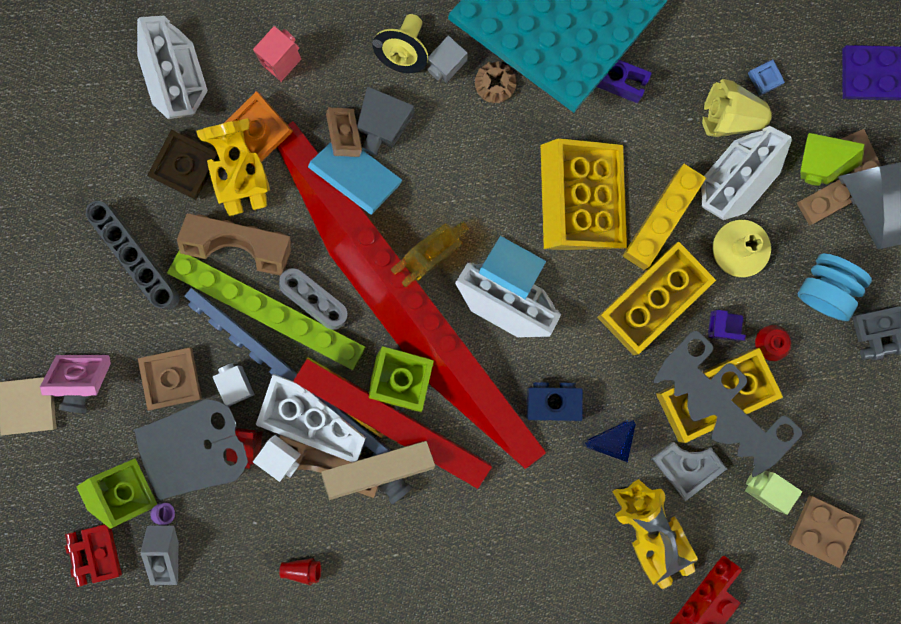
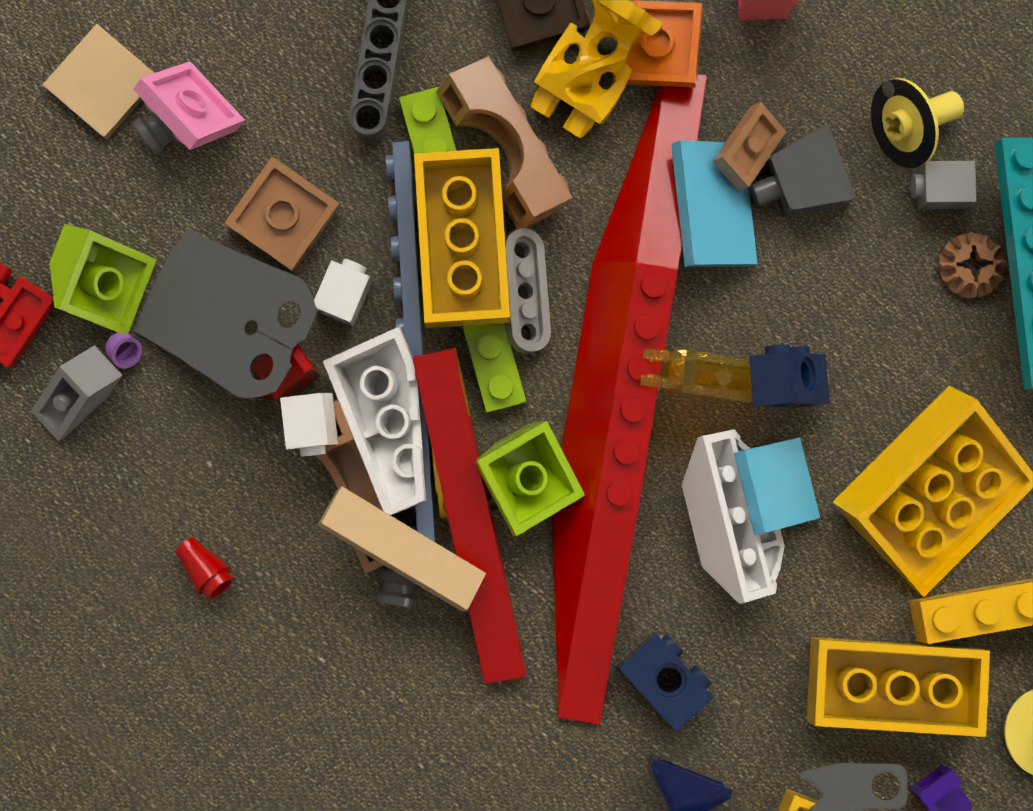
camera: 40 degrees right, 0 degrees up
(259, 306) = (462, 238): none -> yellow brick
(467, 215) = (789, 377): none -> dark blue brick

